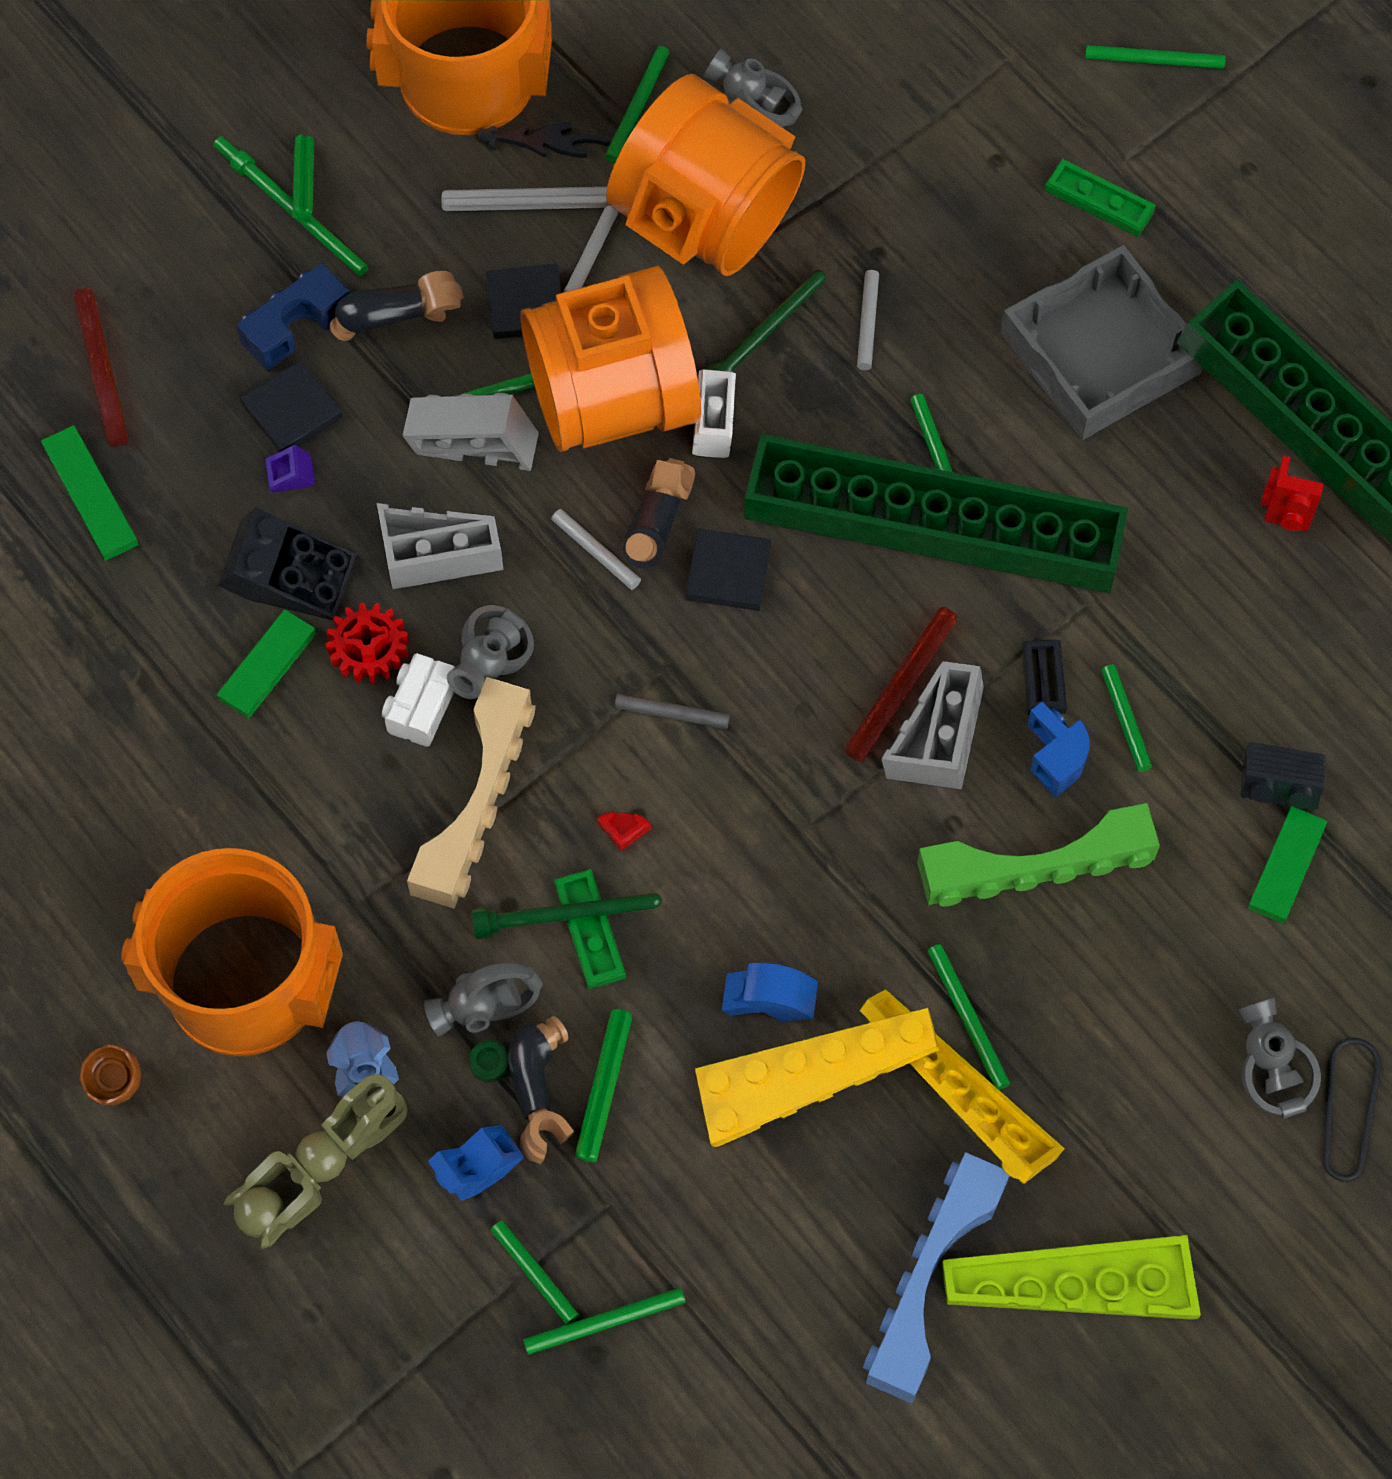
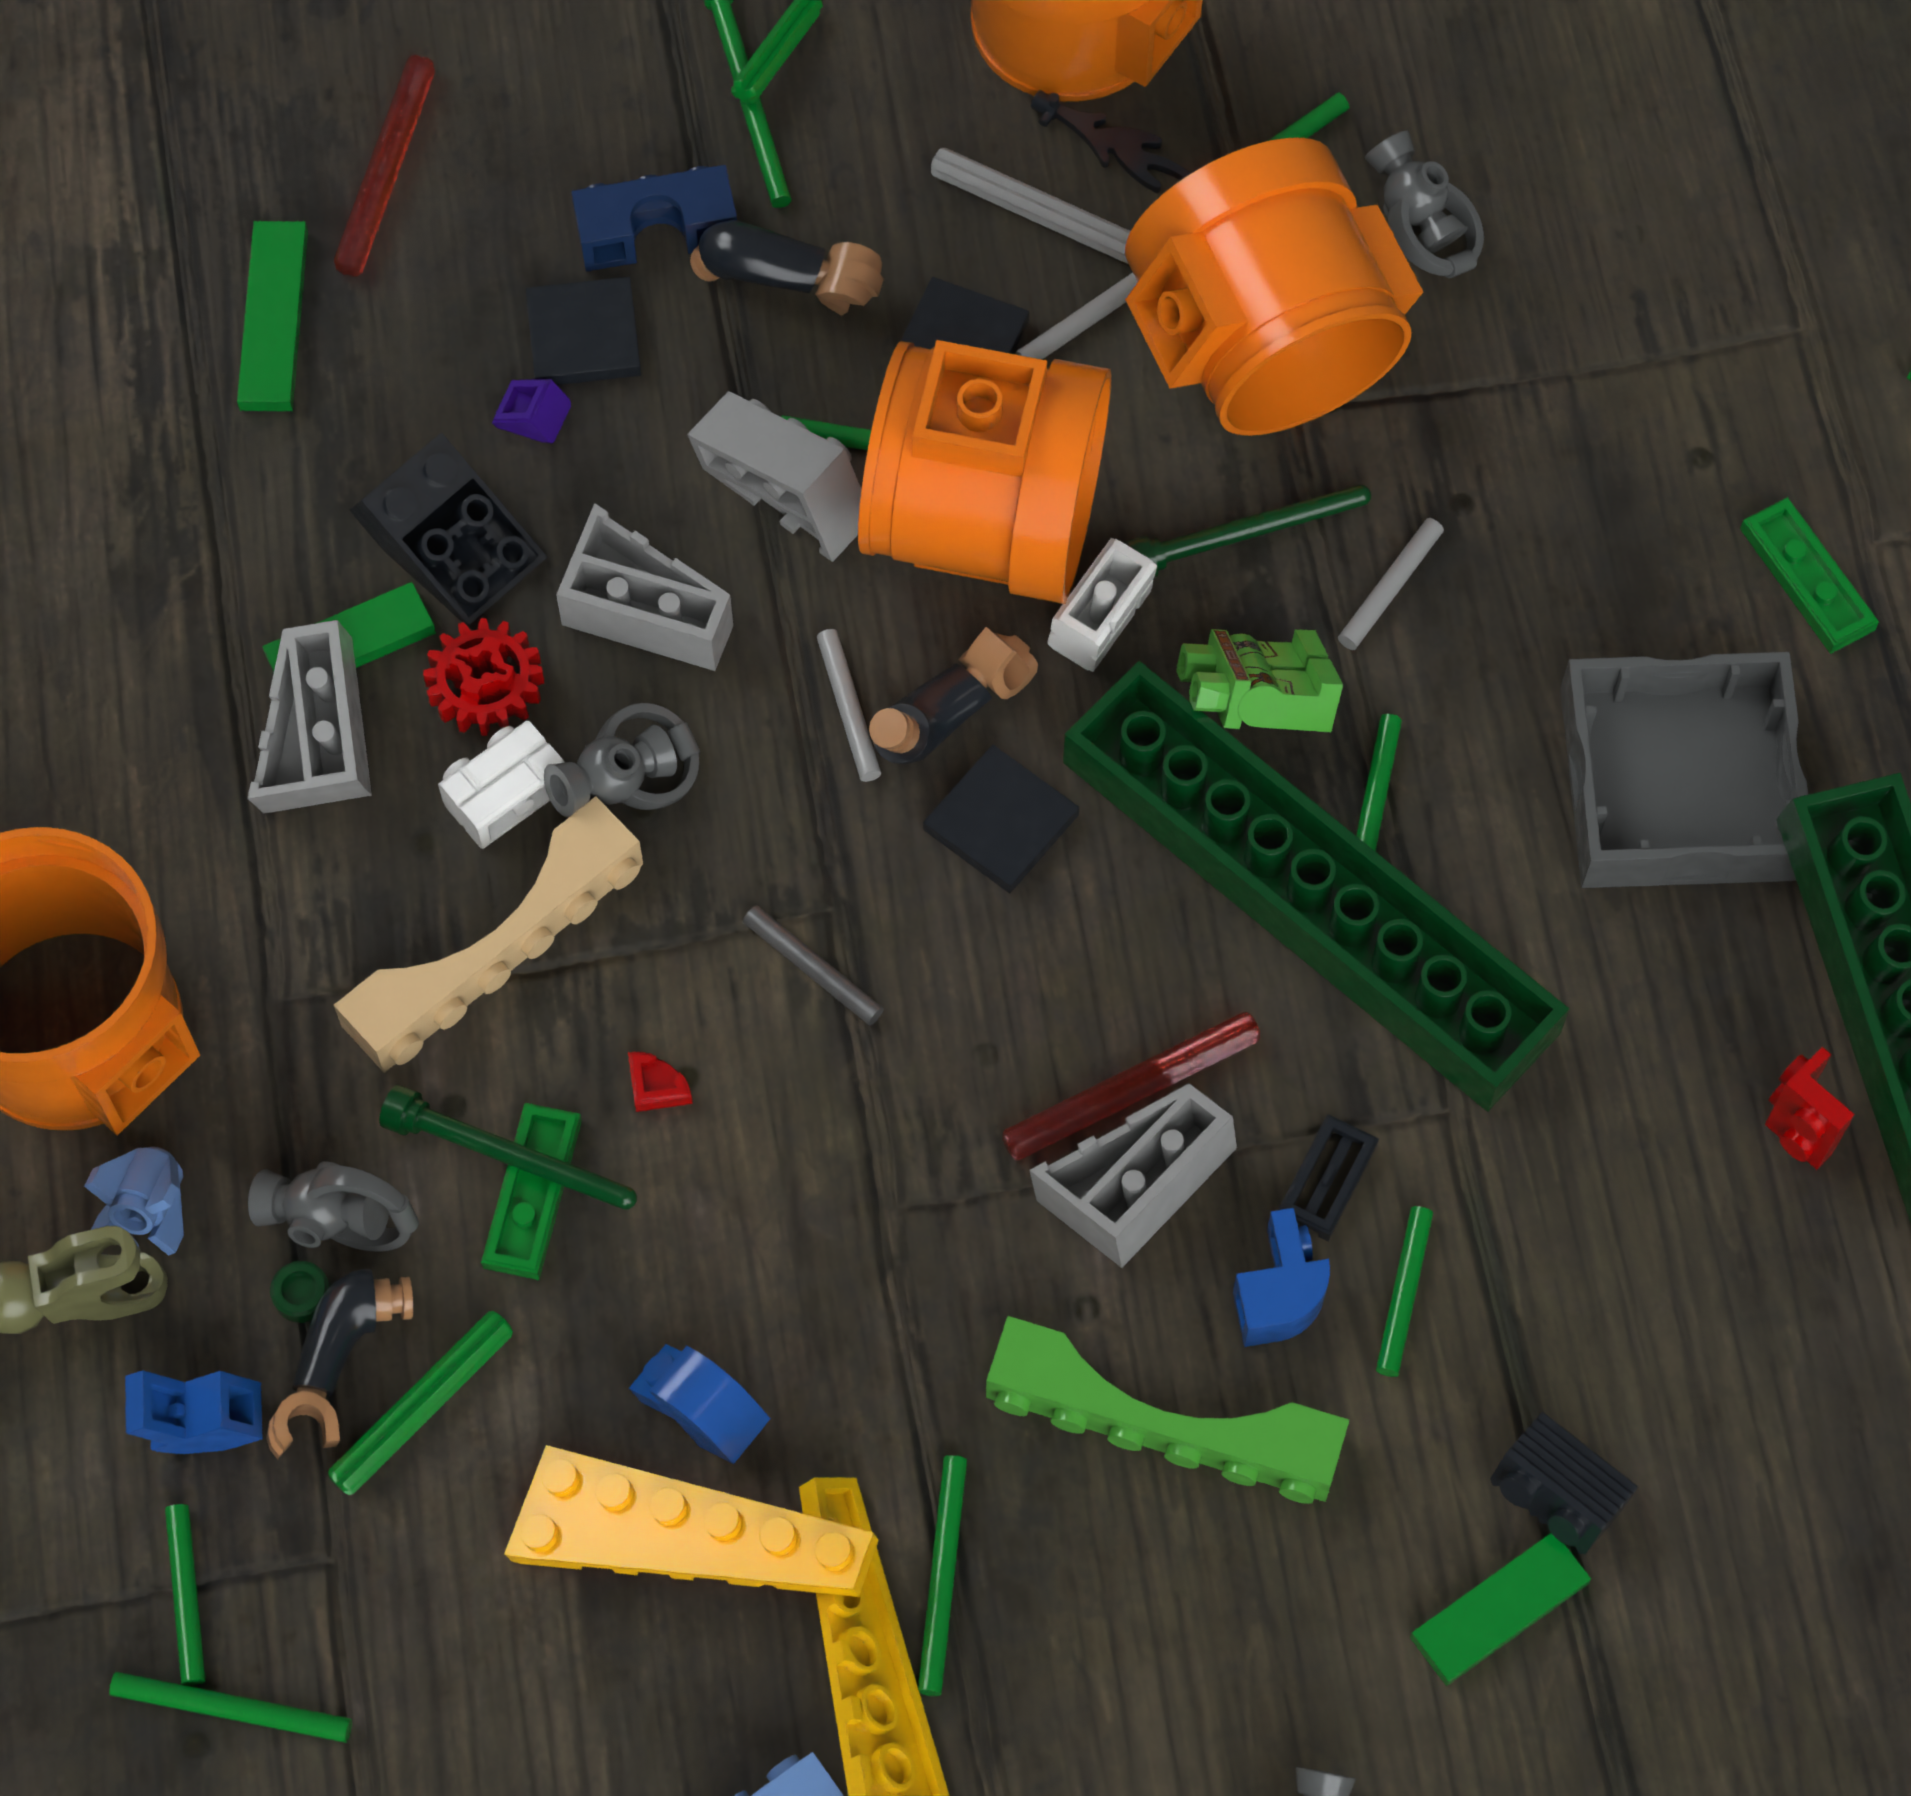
camera: 30 degrees right, 0 degrees up
(286, 722) = (314, 724): none -> light grey wedge
(839, 409) = (1263, 681): none -> bright green hips

